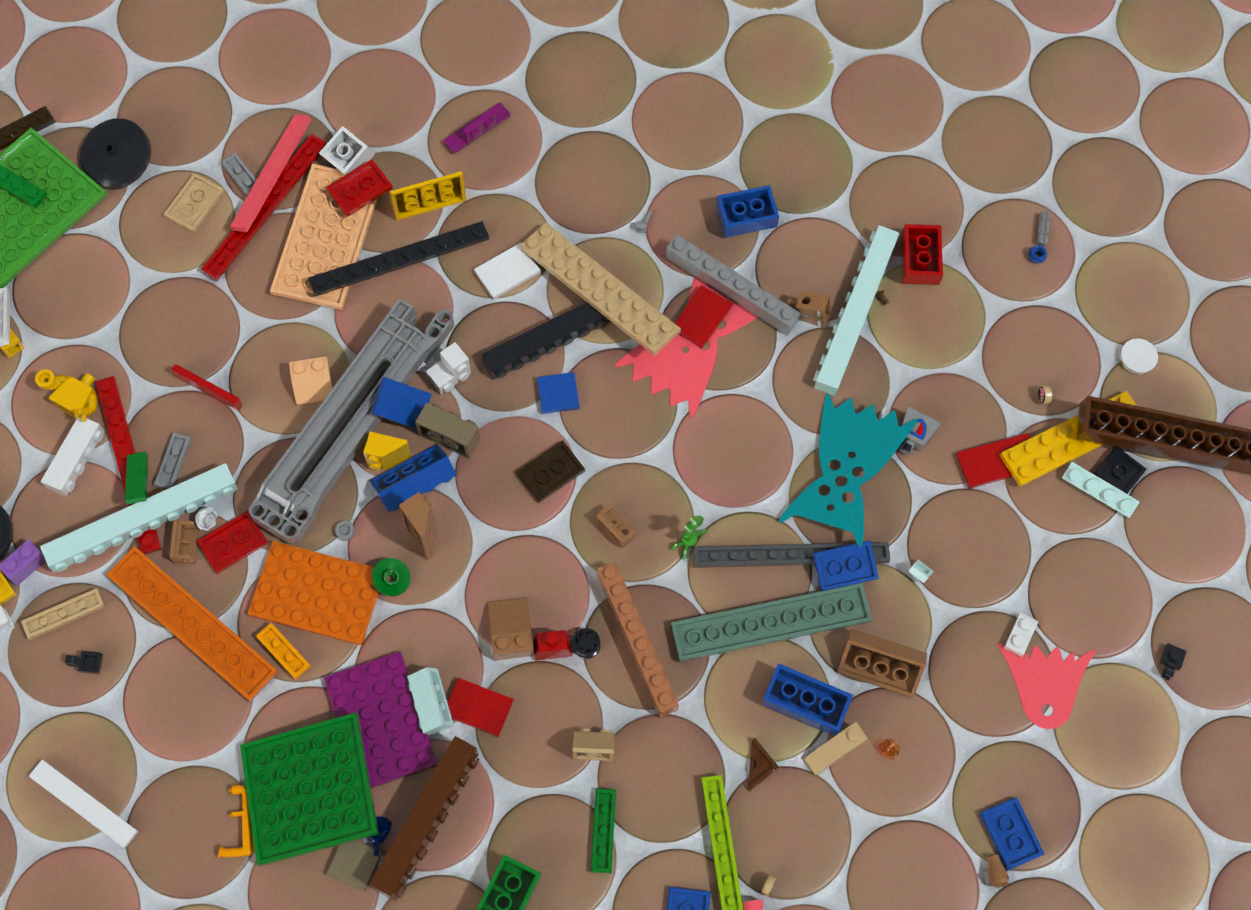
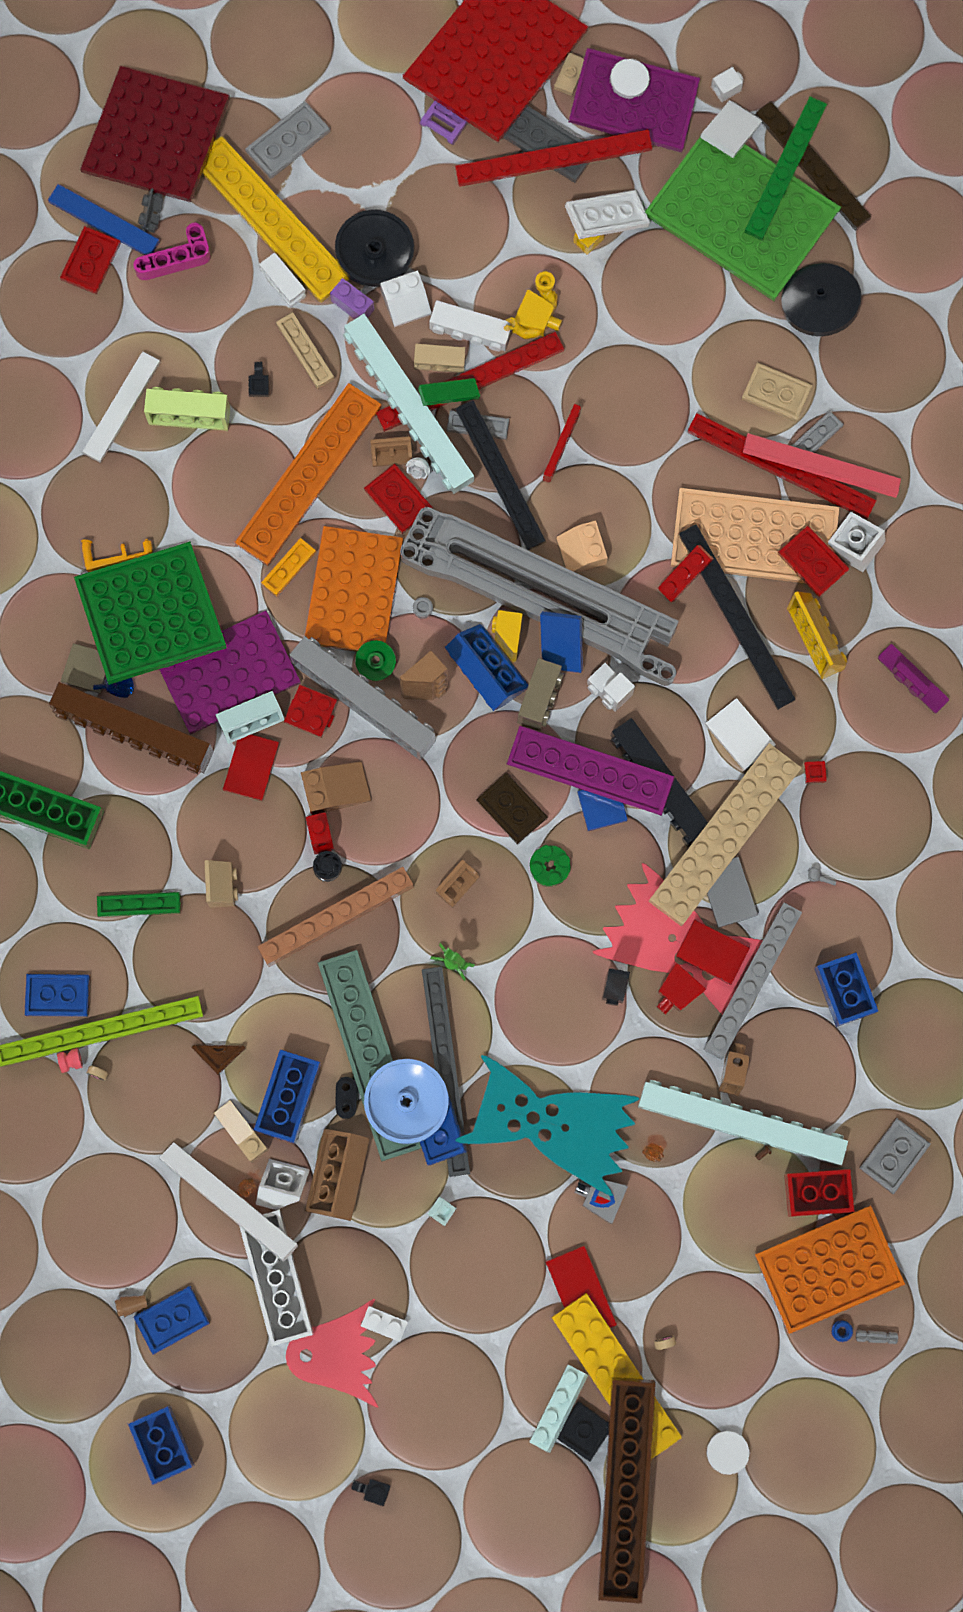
camera: 85 degrees right, 10 degrees up
(31, 512) = (405, 298): none -> white slope
(99, 487) = (439, 358): none -> tan piece
(101, 732) = (187, 409): none -> yellowish green brick
(226, 444) = (500, 475): none -> black plate
(352, 293) = (685, 573): none -> red plate
(427, 590) = (363, 698): none -> light grey brick
(432, 643) = (310, 711): none -> red piece
(525, 395) = (591, 770): none -> magenta plate
(550, 213) = (815, 772): none -> red plate
(608, 454) = (552, 877): none -> green plate
(658, 292) = (731, 896): none -> light grey tile
(728, 395) = (615, 986): none -> black slope
(734, 346) = (678, 990): none -> red torso
(809, 650) = (346, 1097): none -> black plate
(822, 570) = (400, 1081): none -> light blue dish
(877, 384) = (653, 1152): none -> clear orange plate
(889, 714) = (281, 1184): none -> white slope
(891, 196) = (894, 1156): none -> light grey tile
(905, 763) = (228, 1202): none -> white tile
(977, 726) = (278, 1288): none -> white brick
(986, 257) = (829, 1269): none -> orange plate
(1132, 850) = (161, 1445): none -> blue brick

